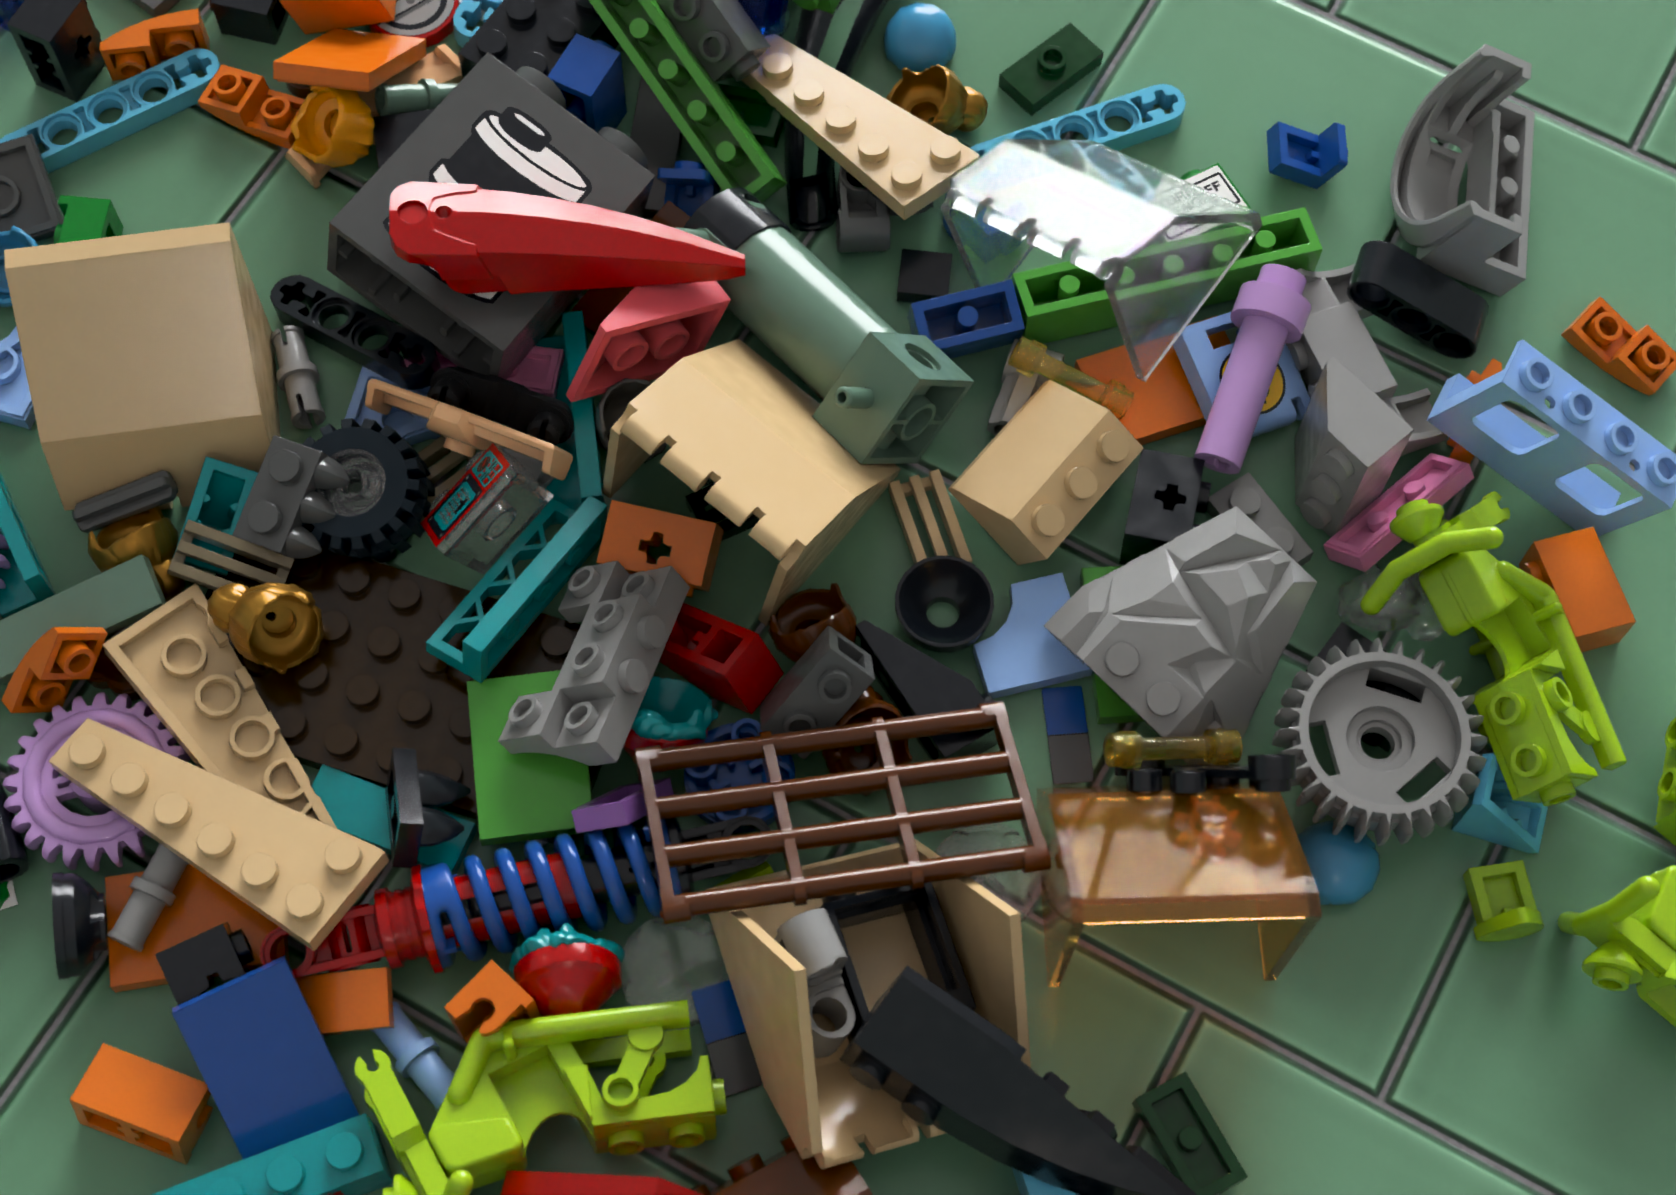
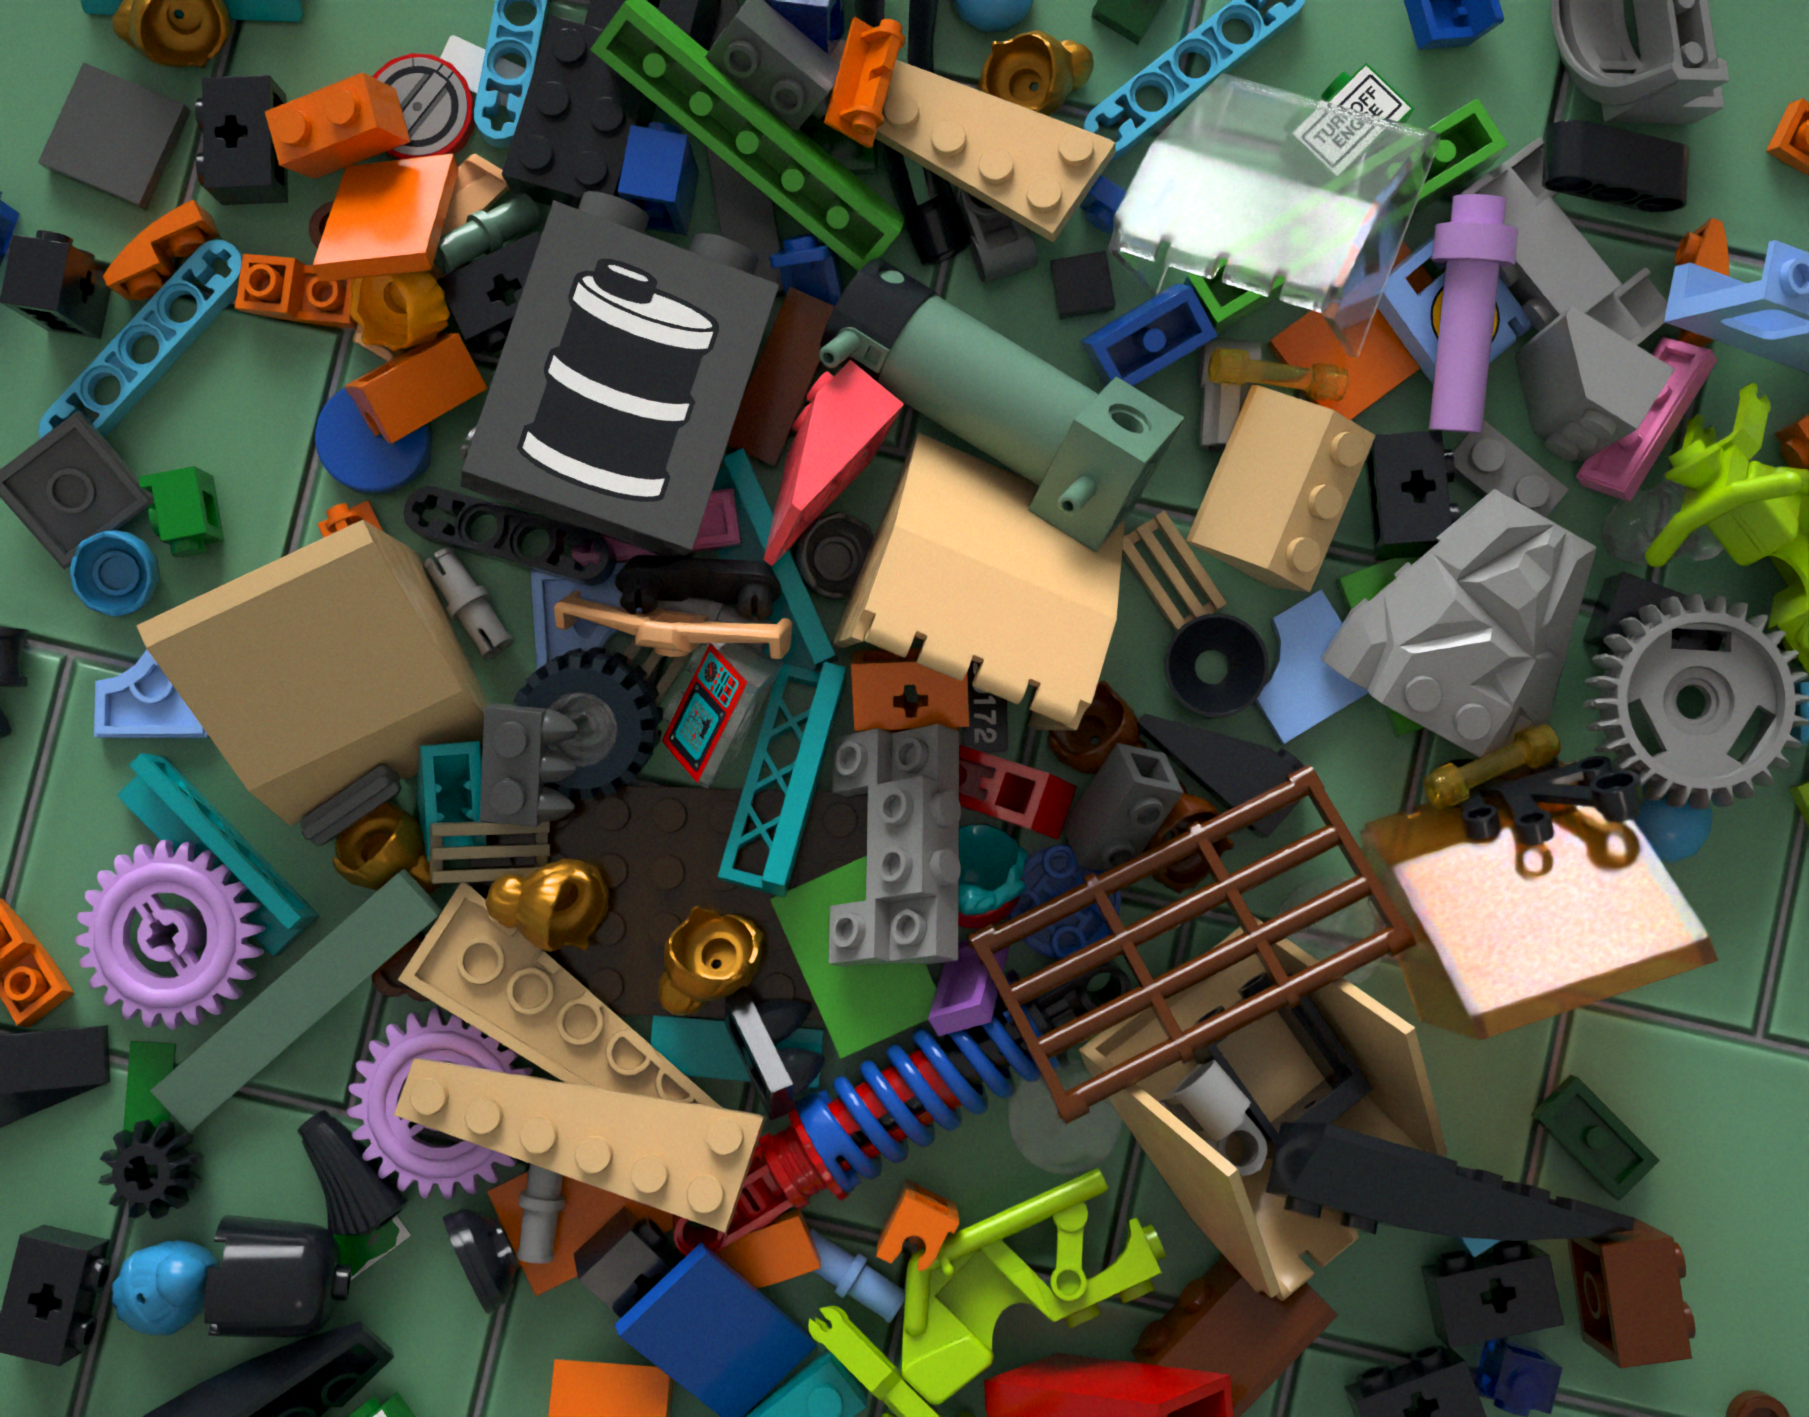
camera: 10 degrees left, 20 degrees up
(51, 666) = (353, 1014): orange slope -> none
(275, 227) = (366, 460): none -> blue tile
(314, 189) = (416, 387): none -> orange hinge
(387, 714) = (695, 948): none -> pearl gold piece
(542, 243) = (684, 431): red piece -> none
(567, 970) = (972, 1169): red hair -> none
(726, 1037) = (1132, 1169): sticker -> none
(729, 582) = (986, 718): none -> black sticker
(784, 56) = (864, 79): none -> orange hinge
(1067, 735) = (1369, 757): sticker -> none

